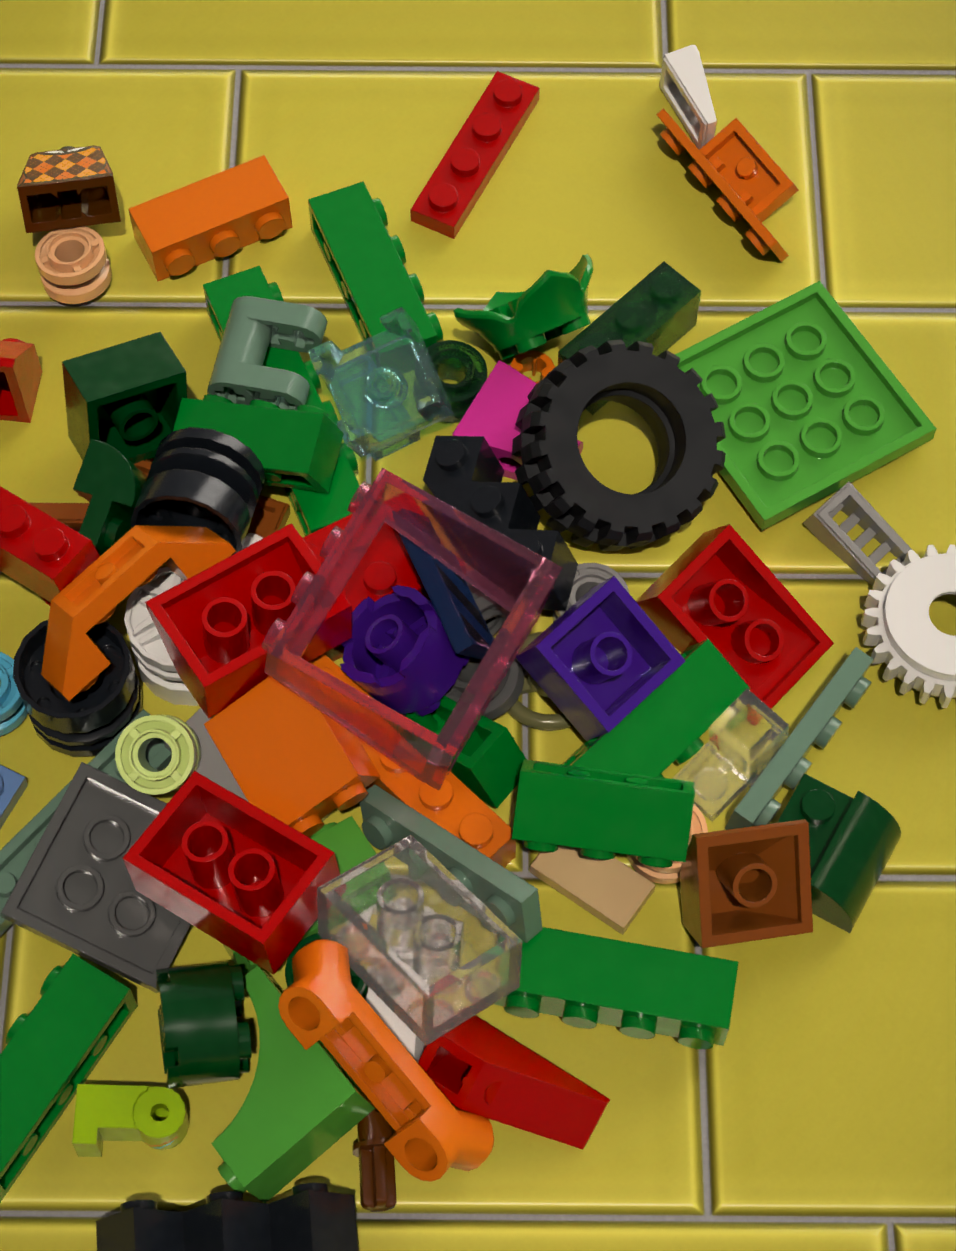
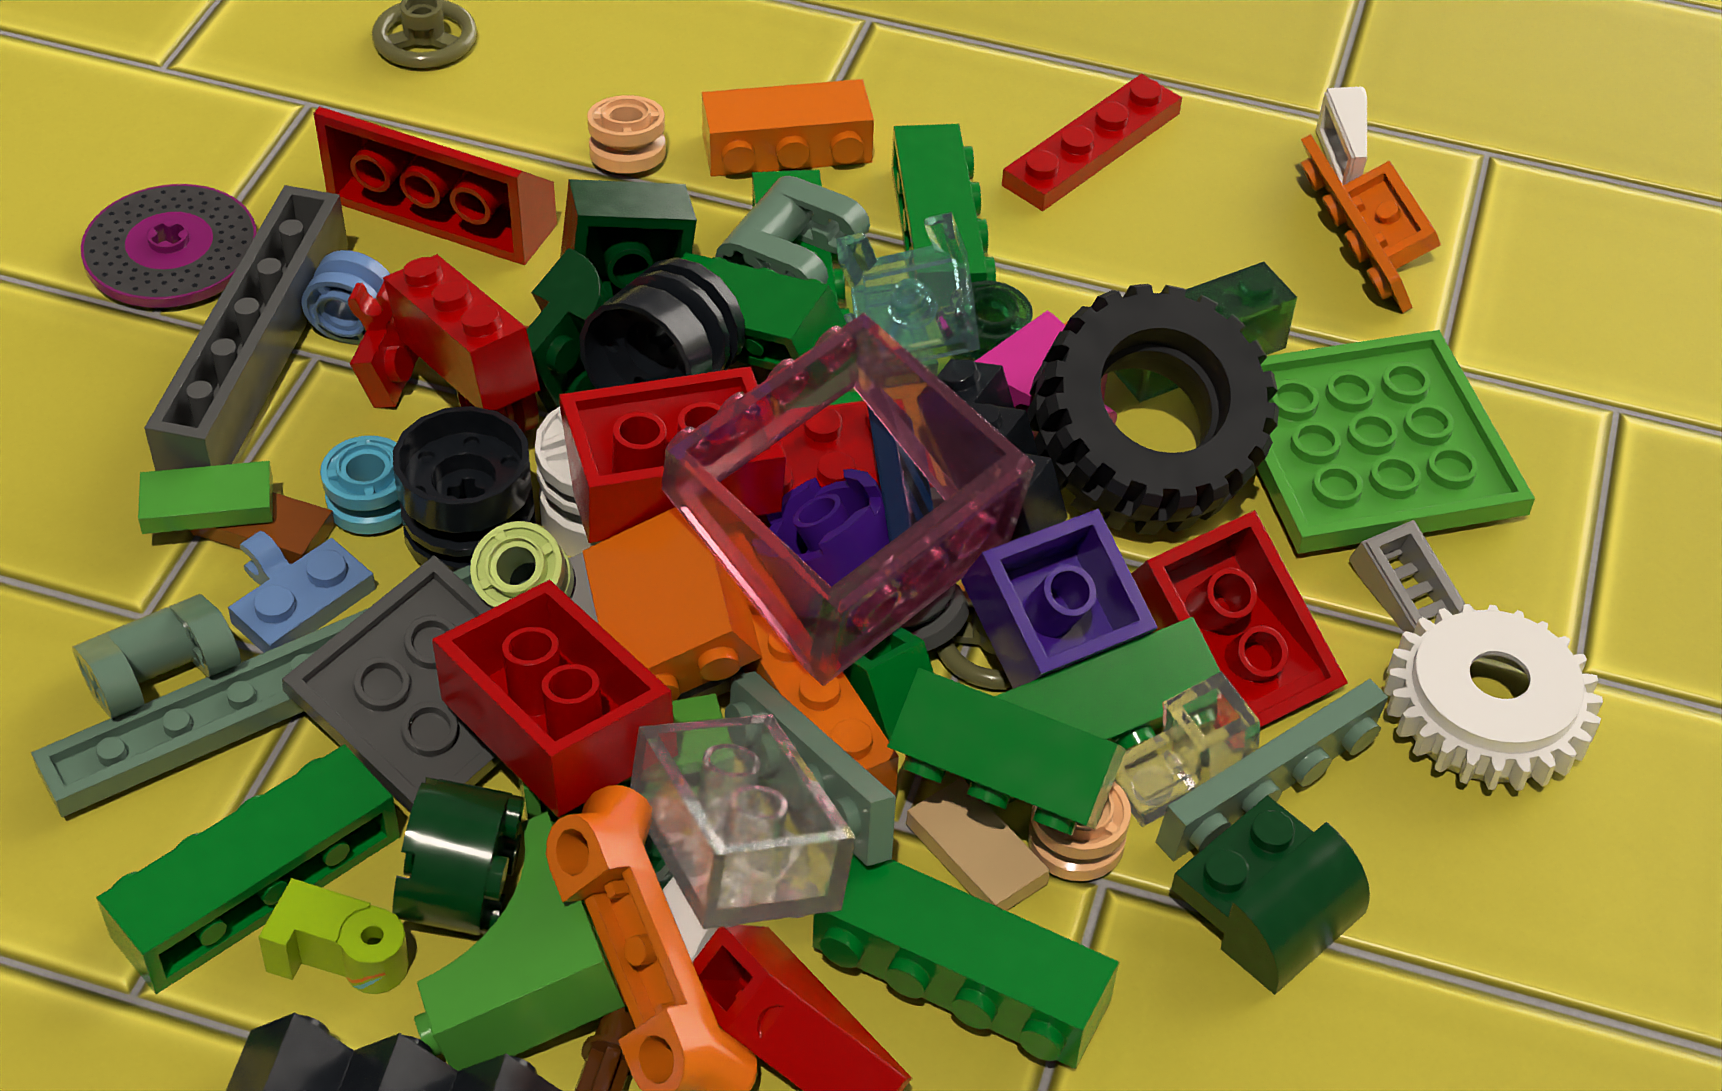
camera: 15 degrees right, 15 degrees down
(67, 189) = (646, 63): reddish brown torso -> none
(70, 656) = (465, 438): orange slope -> none
(532, 317) = (1109, 259): green brick -> none
(747, 884) = (1160, 878): dark orange slope -> none

